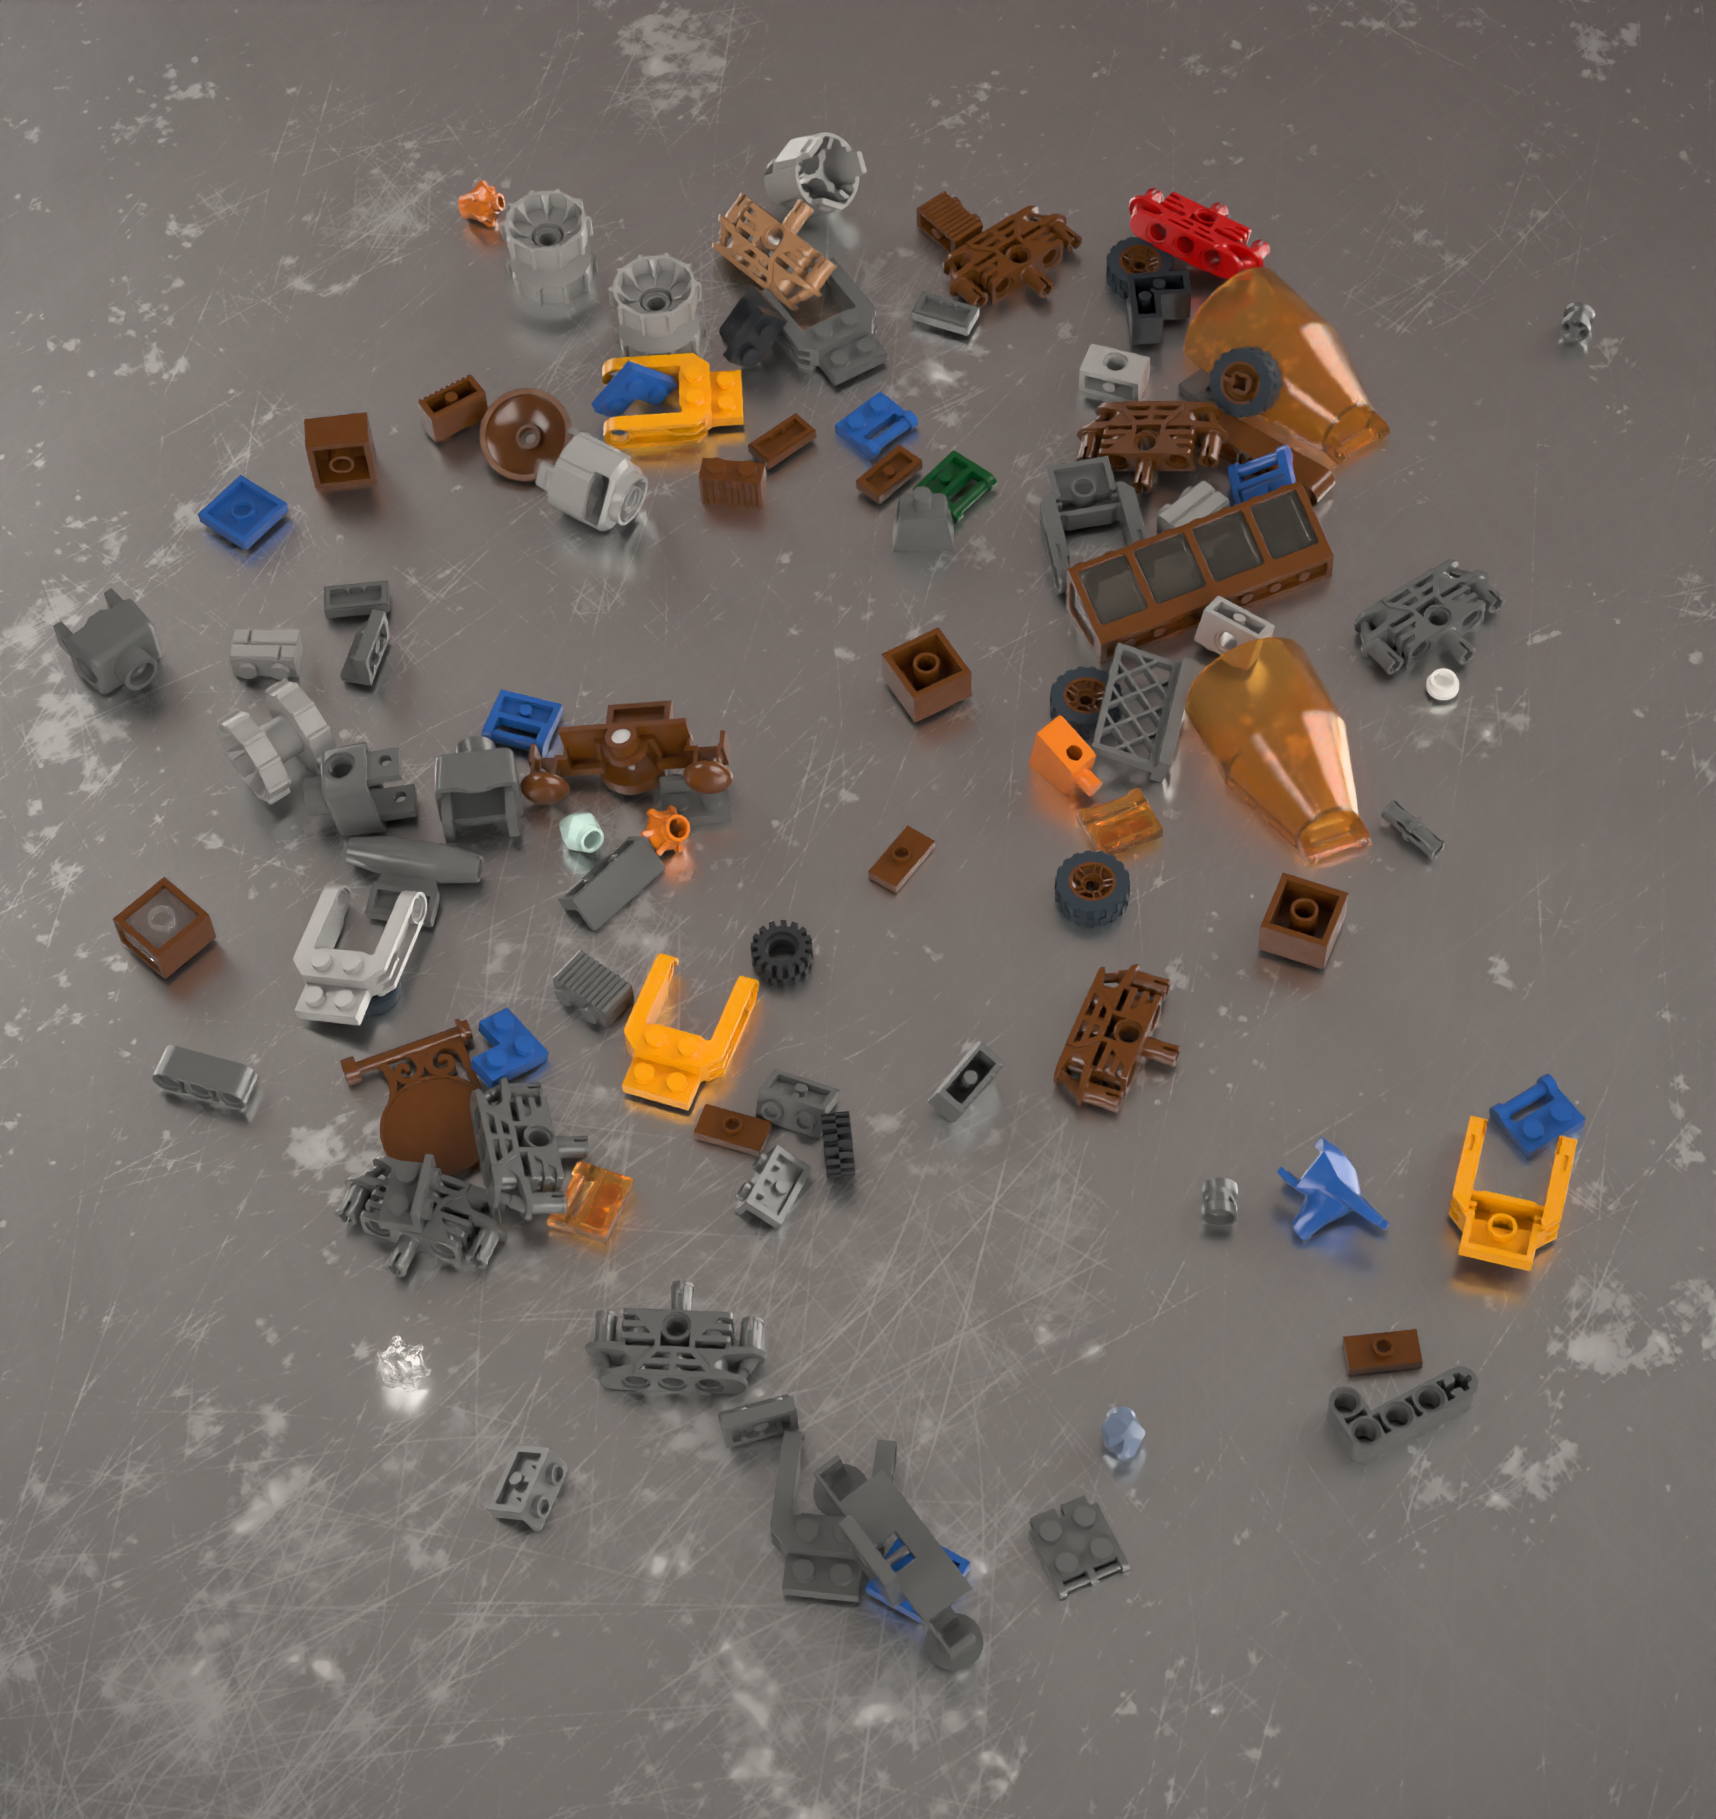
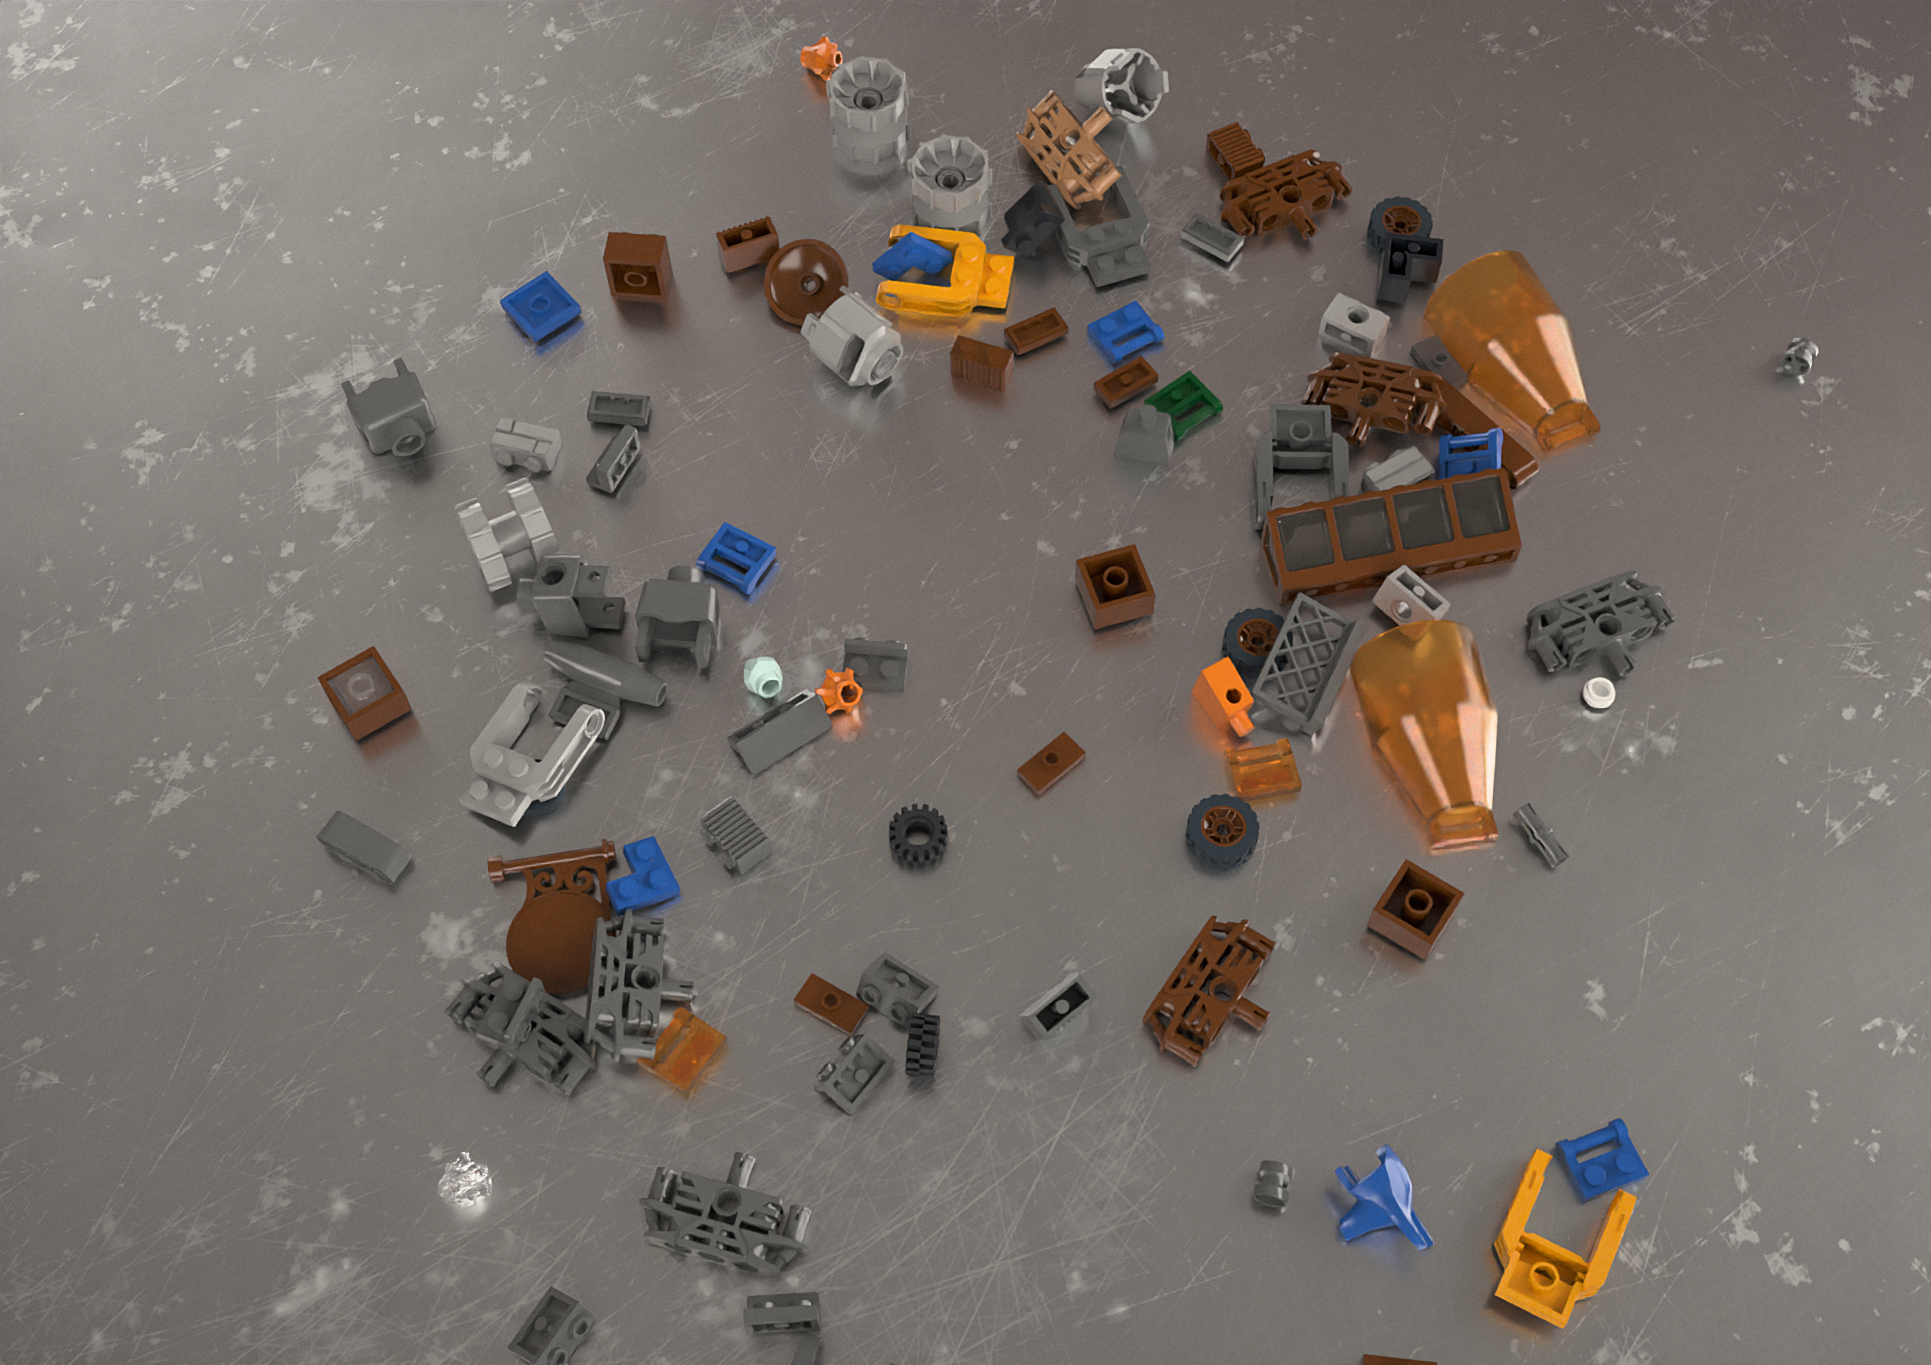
camera: 10 degrees right, 5 degrees up
(629, 755) = (823, 610): reddish brown piece -> none
(674, 1062) = (791, 925): light orange plate -> none
(1195, 233) = (1459, 205): red piece -> none
(1245, 381) = (1474, 358): black wheel -> none

